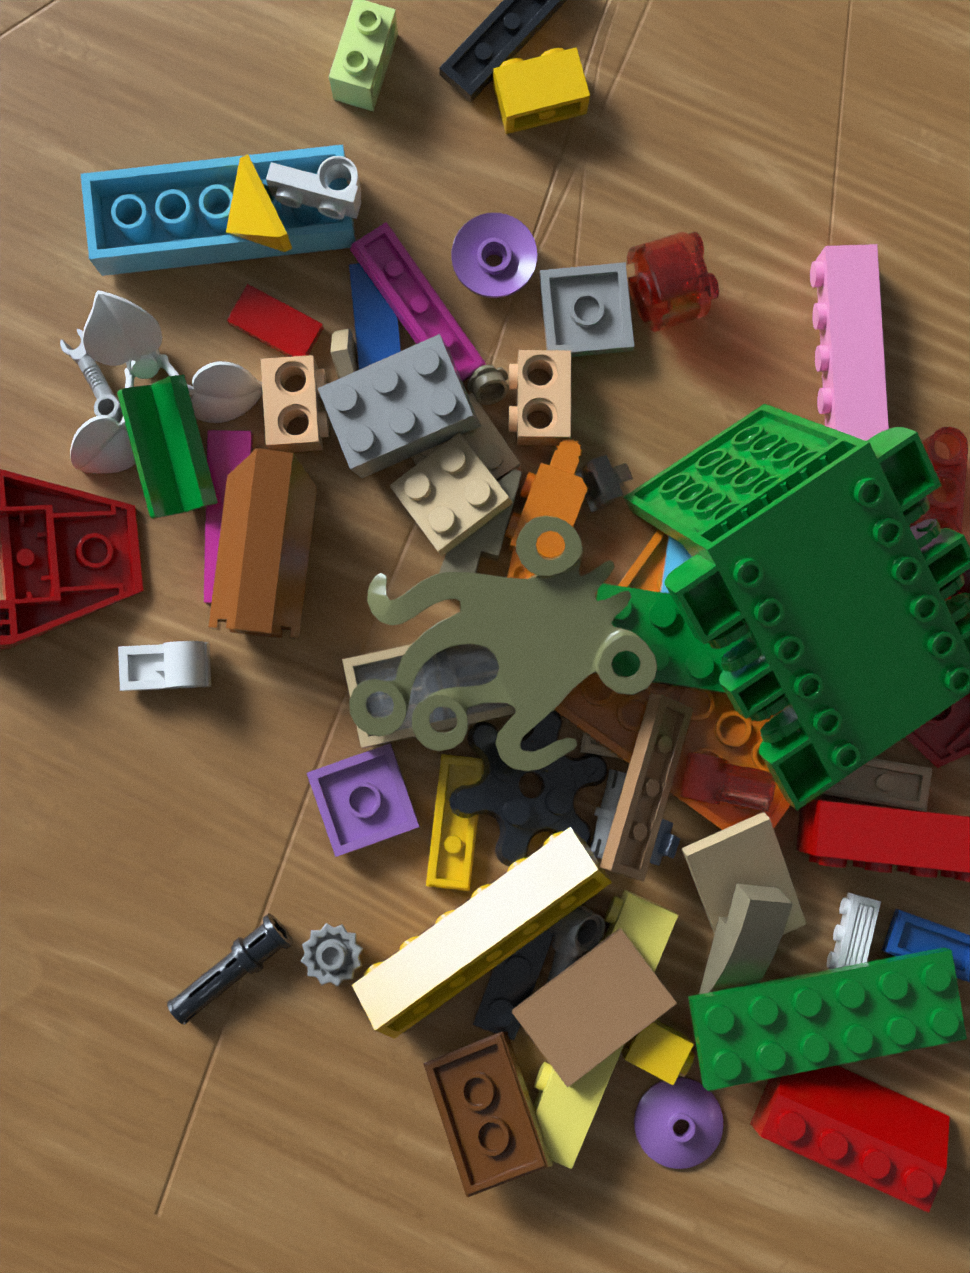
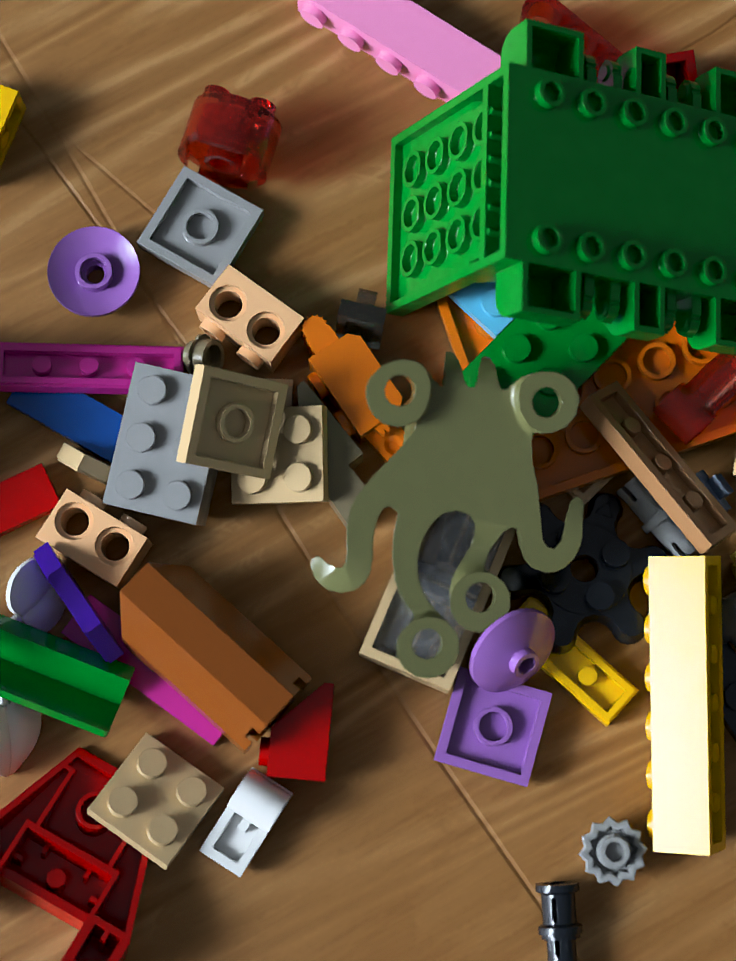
camera: 50 degrees left, 5 degrees down
(132, 588) = (155, 801): none -> tan plate
(227, 440) = (77, 603): none -> dark purple tile
(252, 664) = (301, 739): none -> red slope
(425, 773) = (512, 650): none -> medium lavender dish
(443, 438) = (232, 422): none -> tan plate

